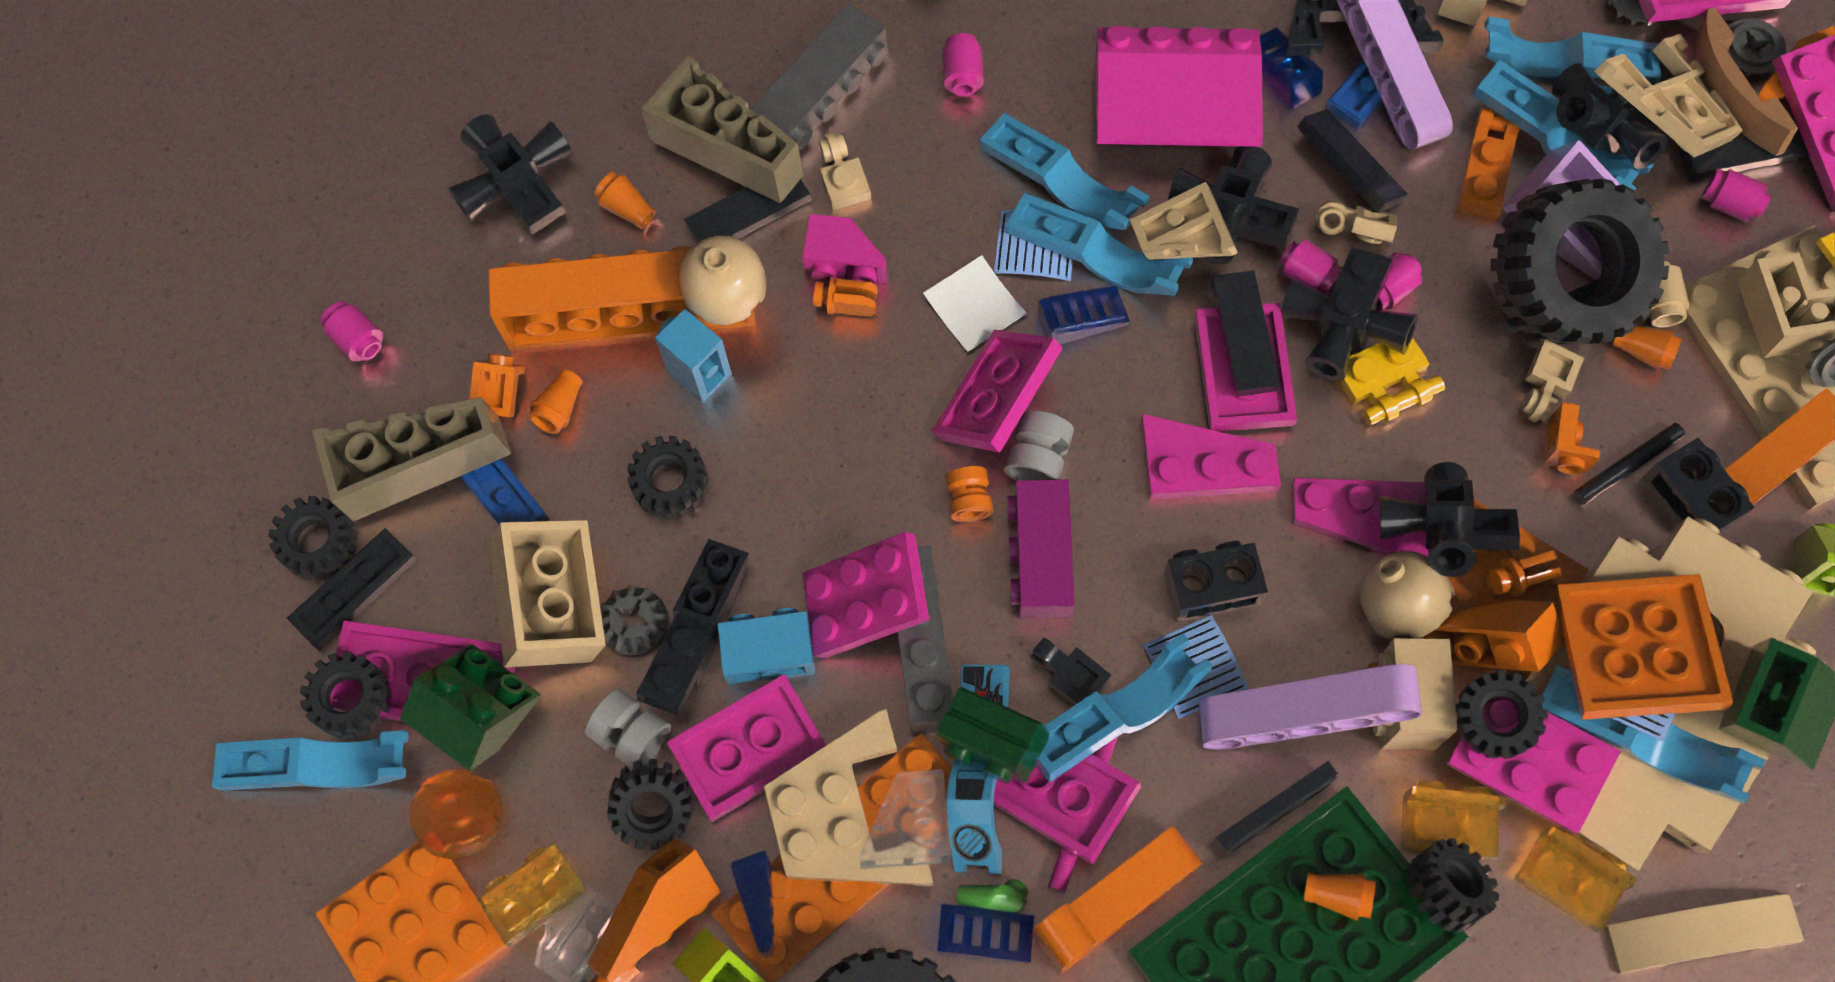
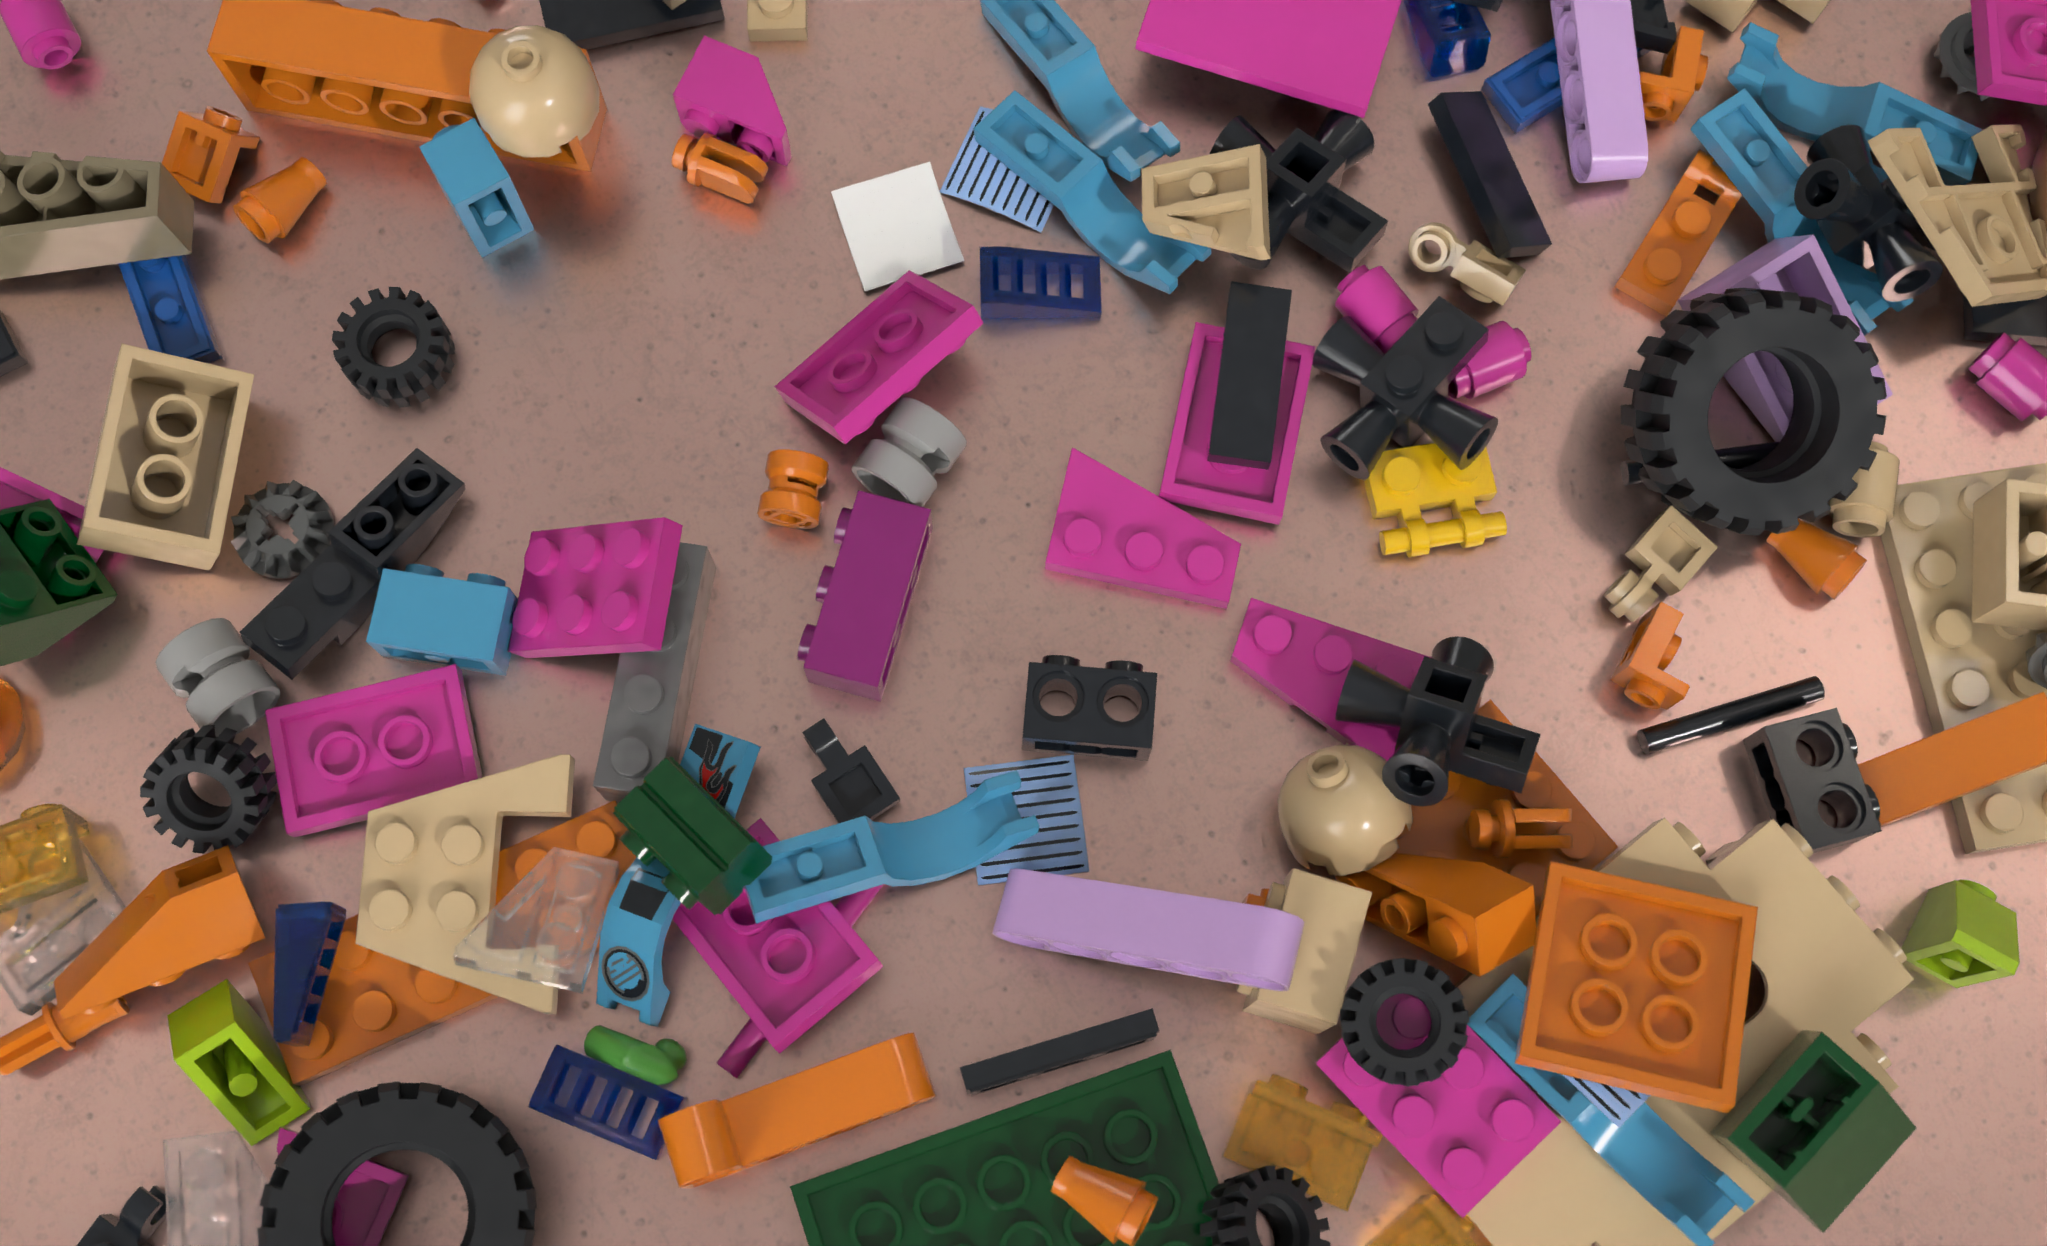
camera: 10 degrees right, 5 degrees up
(1451, 63) = (1680, 76): none -> orange bracket

